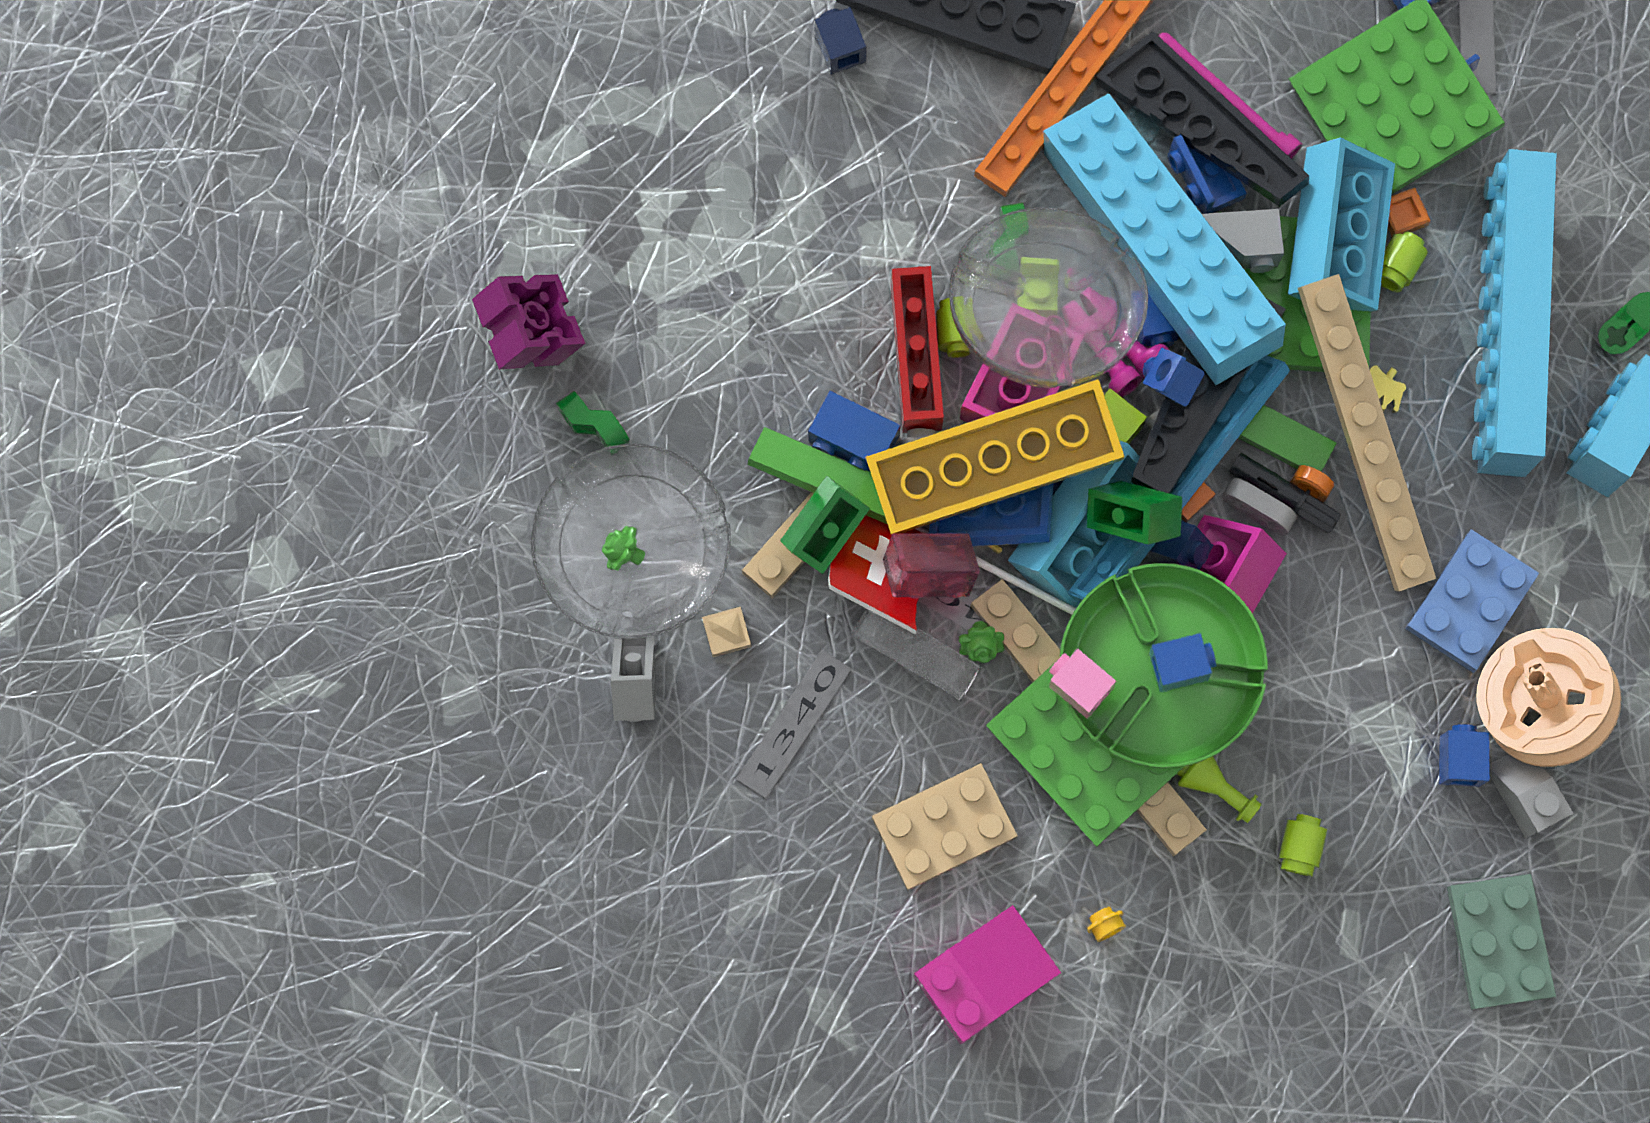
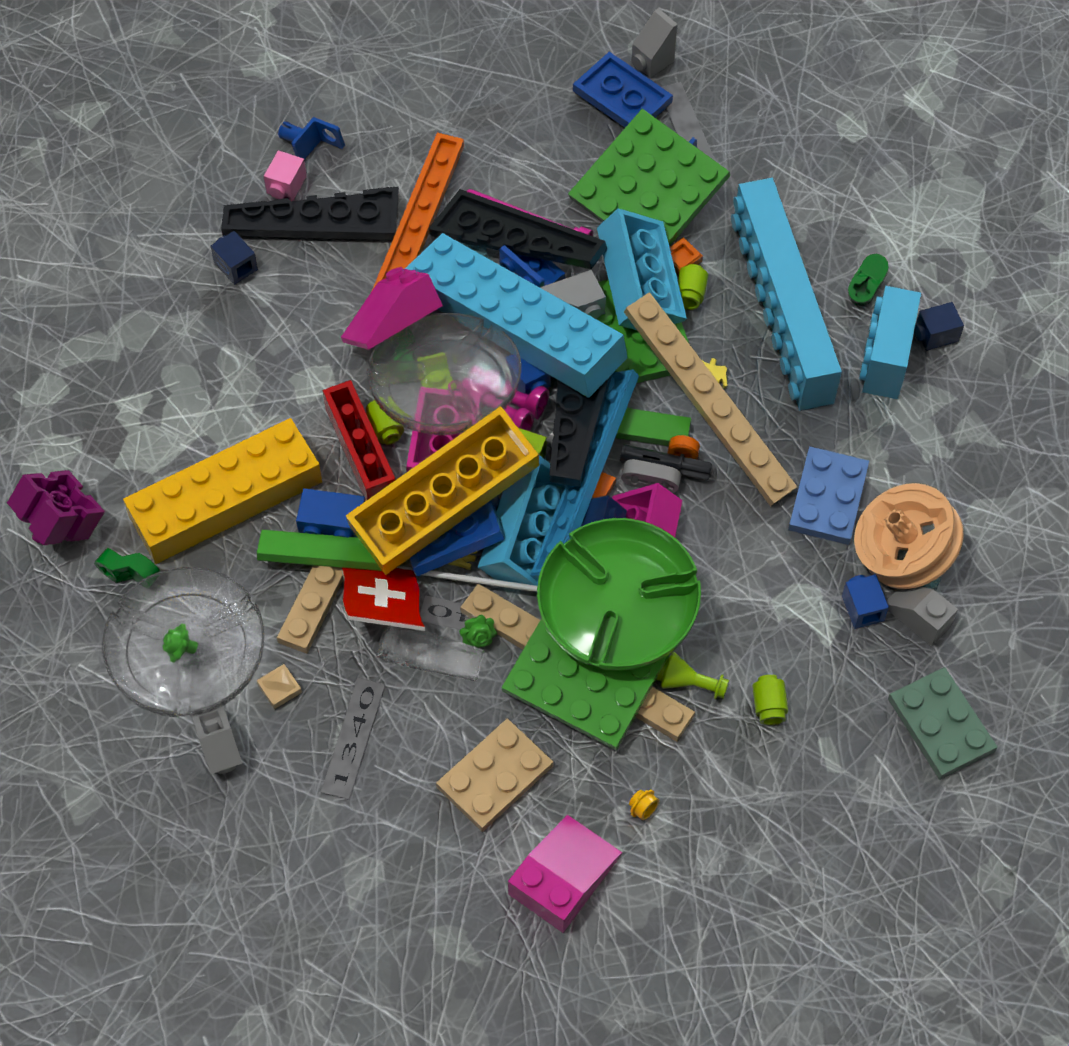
camera: 20 degrees left, 15 degrees down
(735, 358) = (223, 490): none -> yellow brick
(824, 524) = (330, 577): green brick -> none
(931, 565) = (420, 581): clear pink brick -> none
(1010, 185) = (391, 307): none -> dark pink slope
(1081, 682) = (562, 619): bright pink brick -> none
(1134, 512) = (559, 496): green brick -> none
(1172, 376) = (554, 396): blue bracket -> none
(1182, 662) = (631, 581): blue brick -> none

